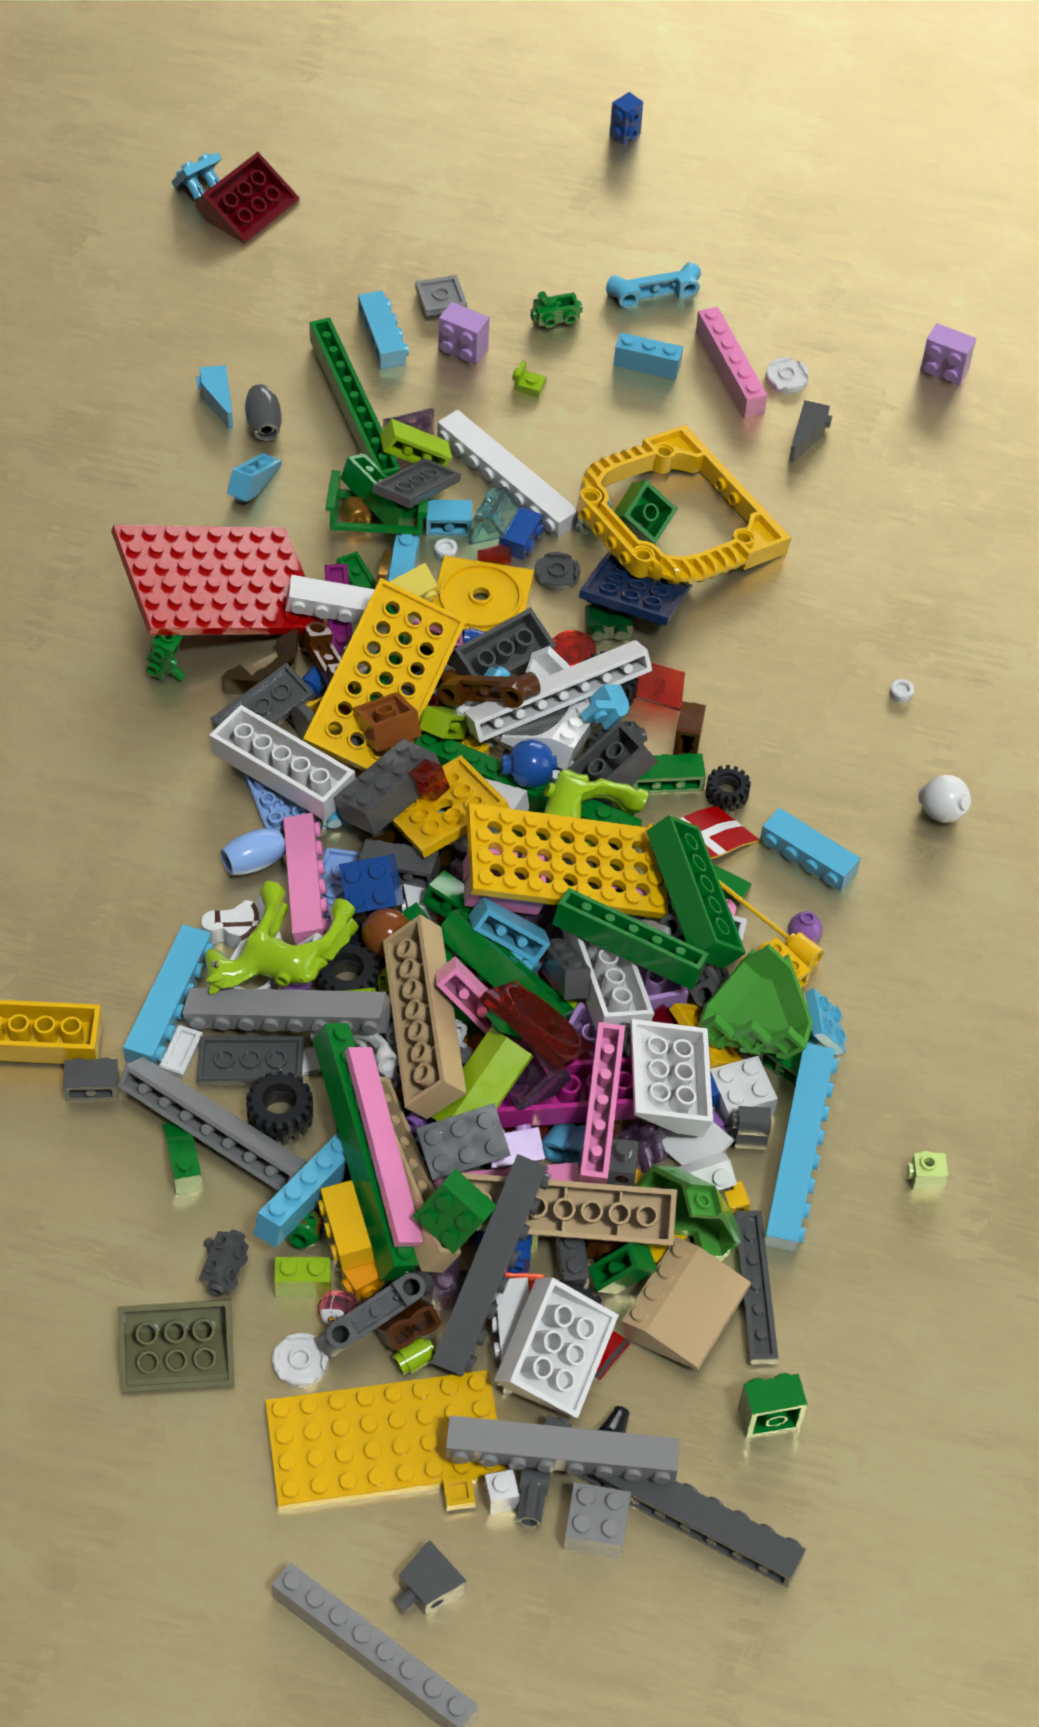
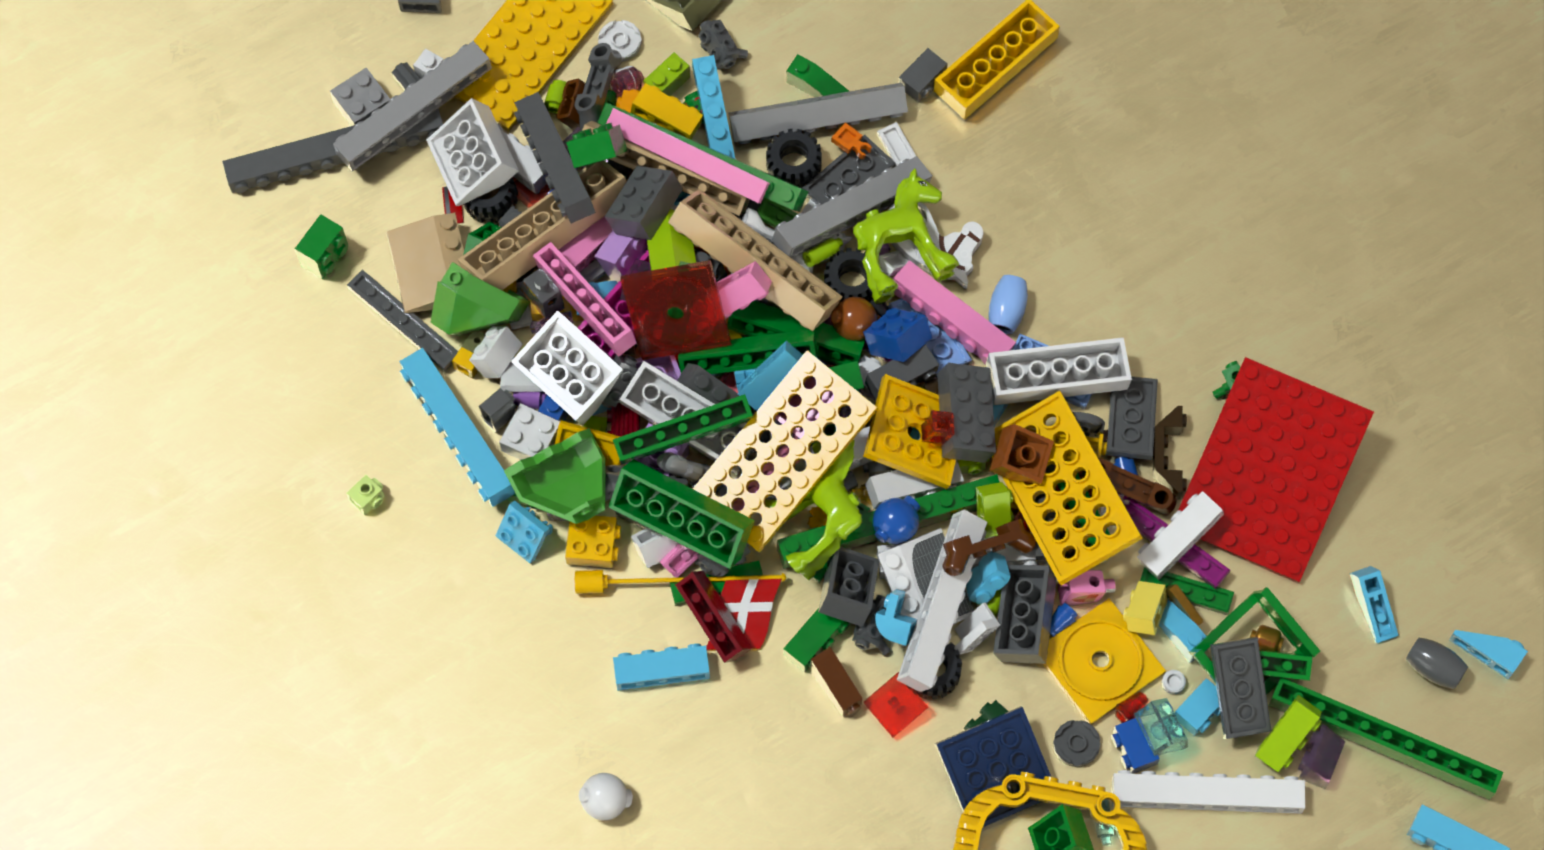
camera: 140 degrees right, 15 degrees up
(168, 995) = (943, 165): medium azure brick -> none
(217, 1079) = (850, 139): none -> orange plate
(459, 1493) = (450, 46): yellow plate -> none
(574, 646) = (990, 680): clear red tile -> none
(616, 1421) = (403, 161): black cone -> none
(731, 777) = (765, 679): black tyre -> none
(736, 835) = (713, 616): none -> dark red brick
(806, 923) = (608, 606): medium lavender brick -> none

